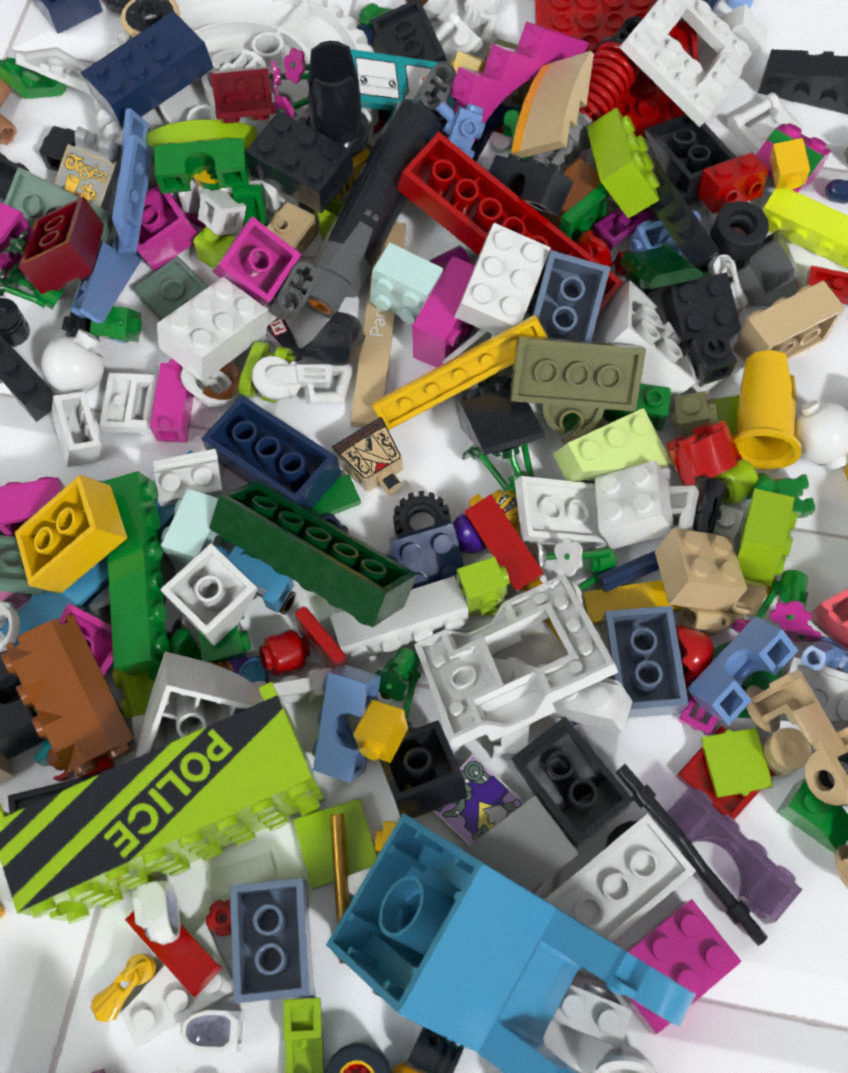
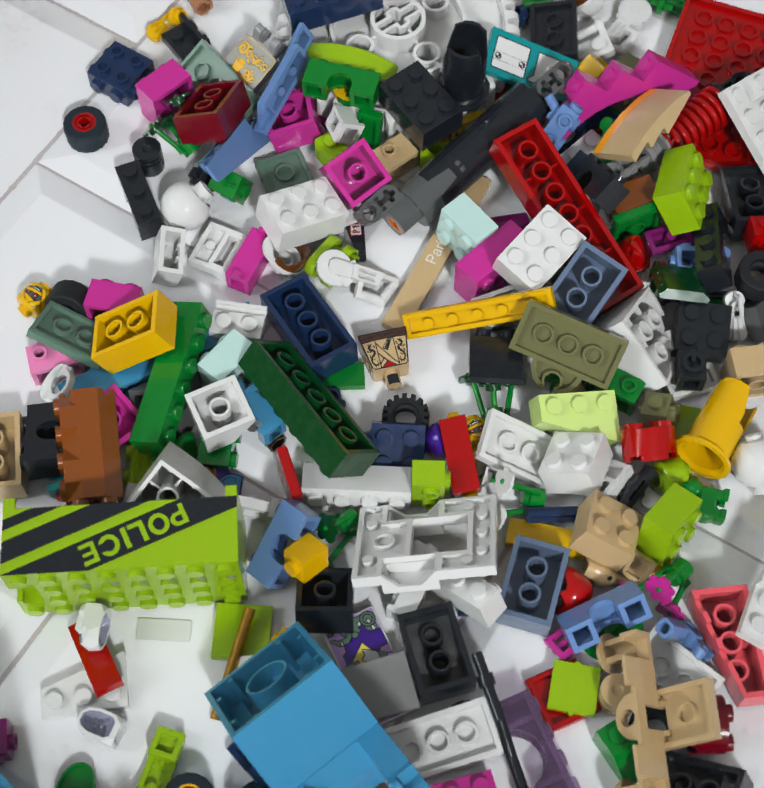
camera: 20 degrees right, 5 degrees down
(54, 146) = (237, 29): black brick -> none
(138, 971) = (63, 665): yellow piece -> none
(213, 920) = (142, 659): red plate -> none
(242, 94) = (395, 37): dark red bracket -> none
(271, 940) = (166, 679): sand blue brick -> none
(284, 653) = (259, 478): red head -> none
(295, 68) = (444, 30): dark pink plant -> none
(337, 342) = (395, 256): black helmet -> none

